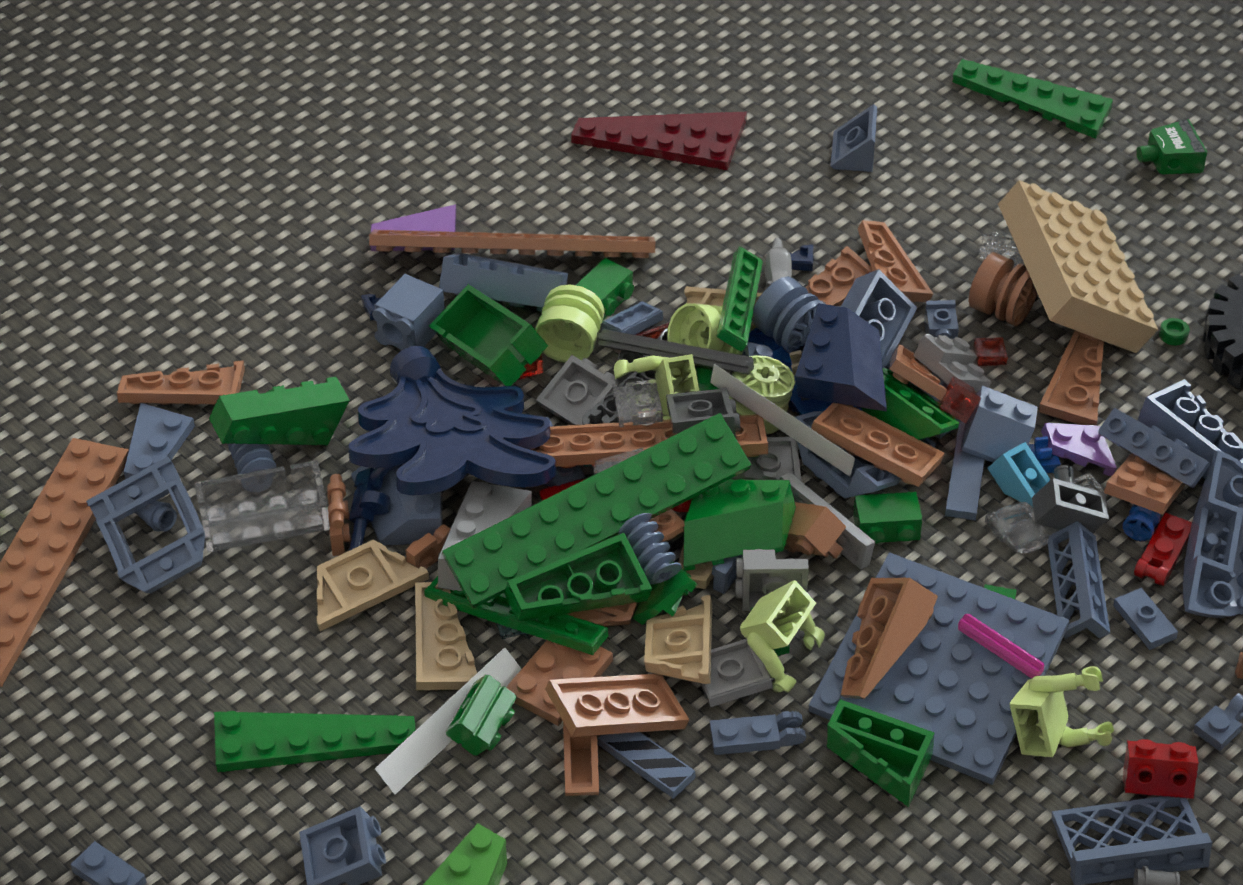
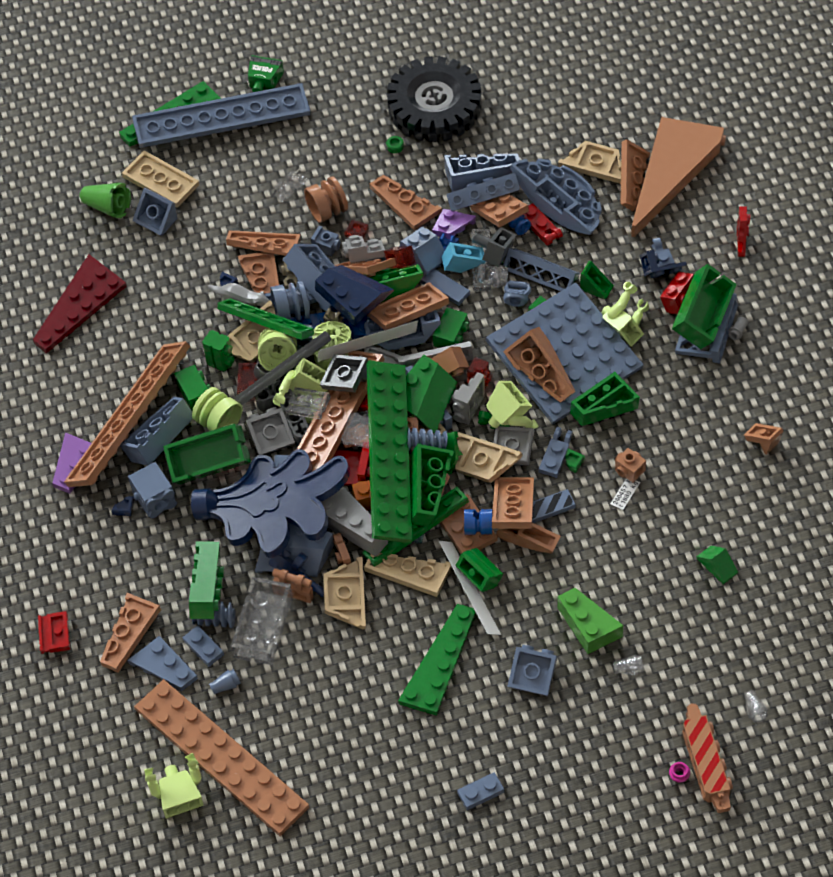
camera: 60 degrees left, 10 degrees up
(129, 497) = (216, 683): sand blue wedge -> none
(147, 317) = (54, 632): none -> red plate
(204, 465) = (203, 646): none -> sand blue plate
(550, 662) = (477, 522): none -> blue wheel
(634, 319) = (226, 381): sand blue plate -> none
(670, 282) = (218, 351): none -> green brick
(740, 853) = (624, 494): none -> white sticker
(757, 761) = (573, 460): none -> green tile
(784, 830) = (630, 465): none -> nougat brick
(831, 580) = (480, 366): none -> clear red brick
(842, 91) = (107, 198): none -> bright green cone
(917, 126) = (160, 178): none -> tan plate
(1000, 646) = (577, 318): dark pink axle -> none
(1006, 572) = (516, 297): none -> sand blue piece
(1069, 137) = (220, 115): none -> sand blue plate
(1077, 267) = (338, 158): tan brick -> none
(1104, 649) = (594, 281): none -> green slope
(1142, 799) = (704, 306): none -> green piece
(1145, 618) = (579, 254): sand blue plate -> none
(1180, 703) = (650, 268): none -> dark blue bracket

